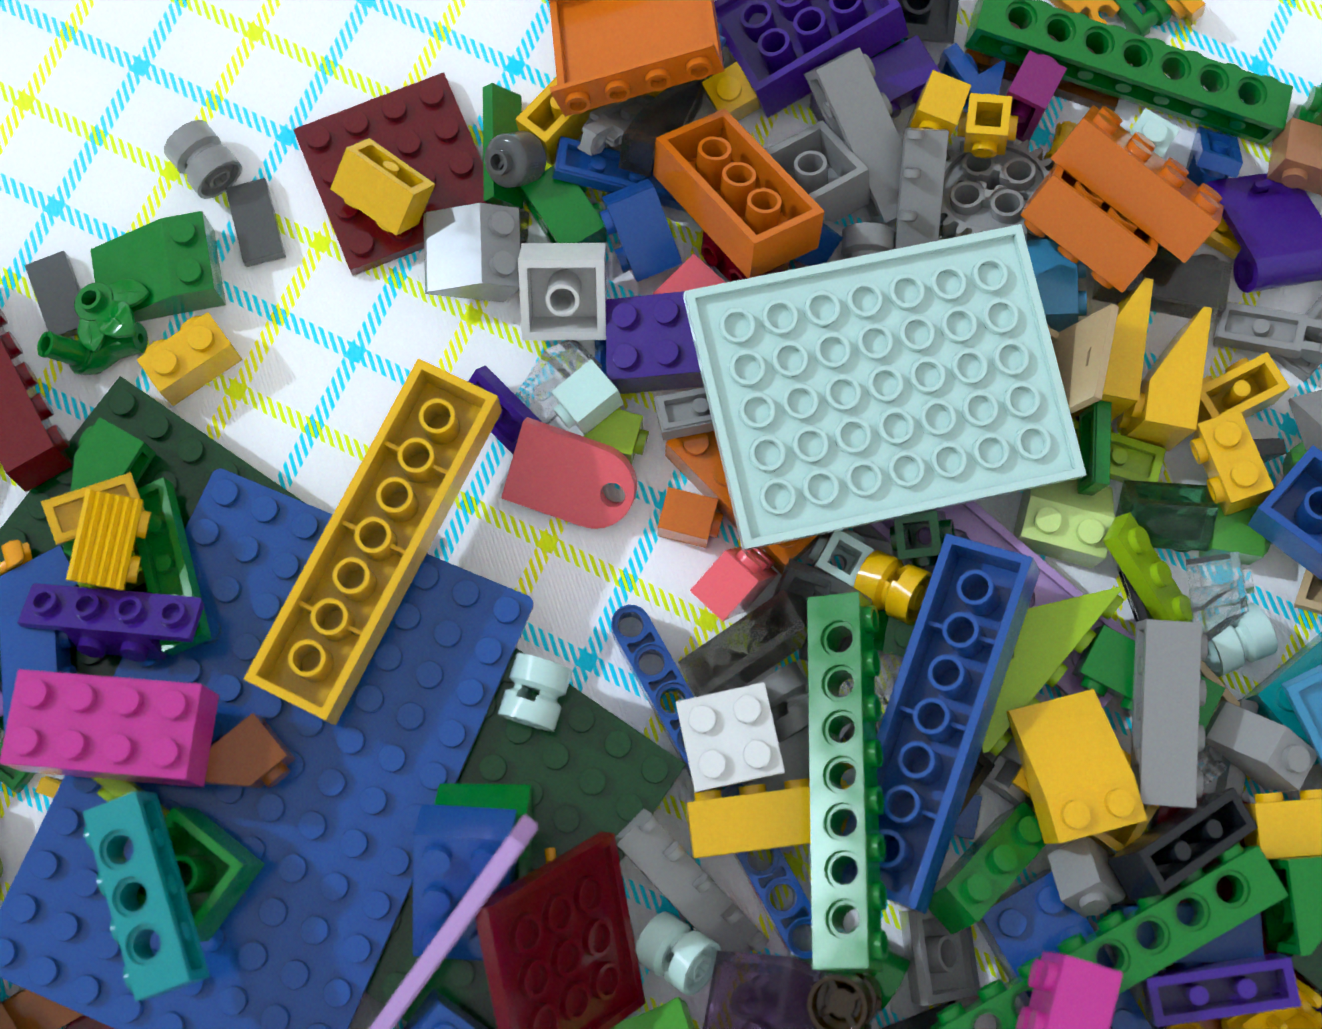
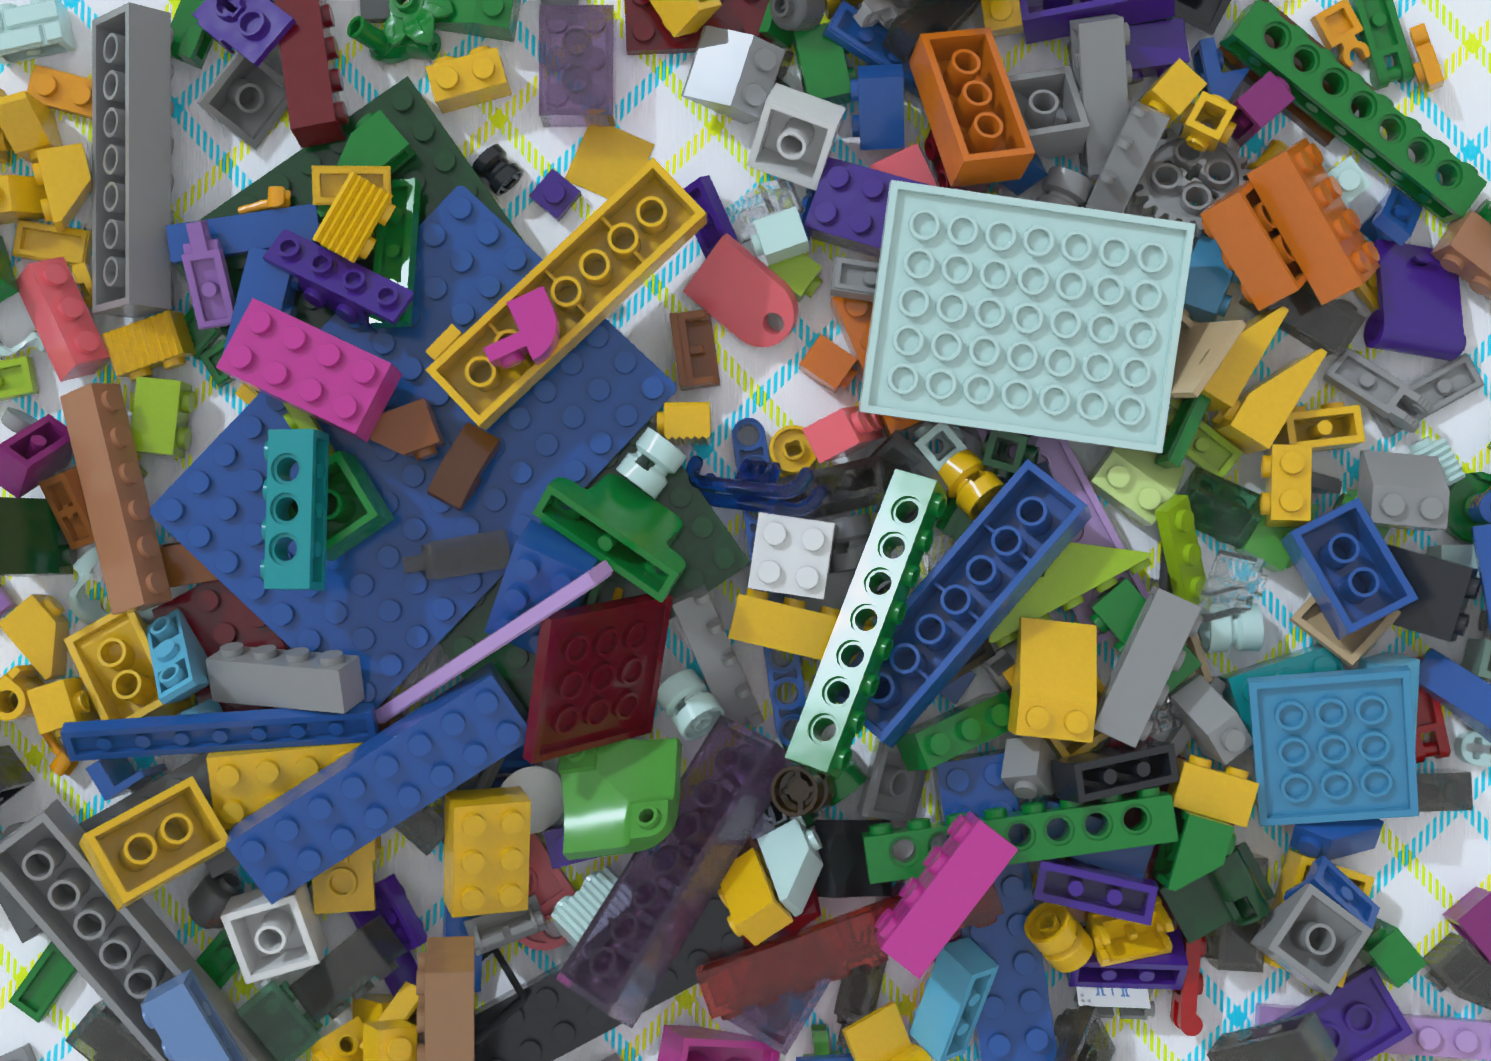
camera: 20 degrees right, 10 degrees up
(253, 441) = (497, 169): none -> black wheel
(254, 642) = (443, 342): none -> yellow tile
(302, 303) = (577, 65): none -> clear purple brick
(323, 773) = (462, 466): none -> reddish brown slope
(325, 446) = (555, 195): none -> dark purple plate
(356, 591) = (537, 331): none -> dark pink brick
(356, 878) = (461, 556): none -> clear smoke hinge
(366, 388) = (607, 160): none -> yellow sticker
(527, 773) = (617, 525): none -> green brick
(537, 556) = (694, 350): none -> dark orange hinge
(557, 635) = (685, 423): none -> yellow brick
(659, 678) = (756, 488): none -> clear blue piece
(685, 624) = (791, 450): none -> yellow wheel

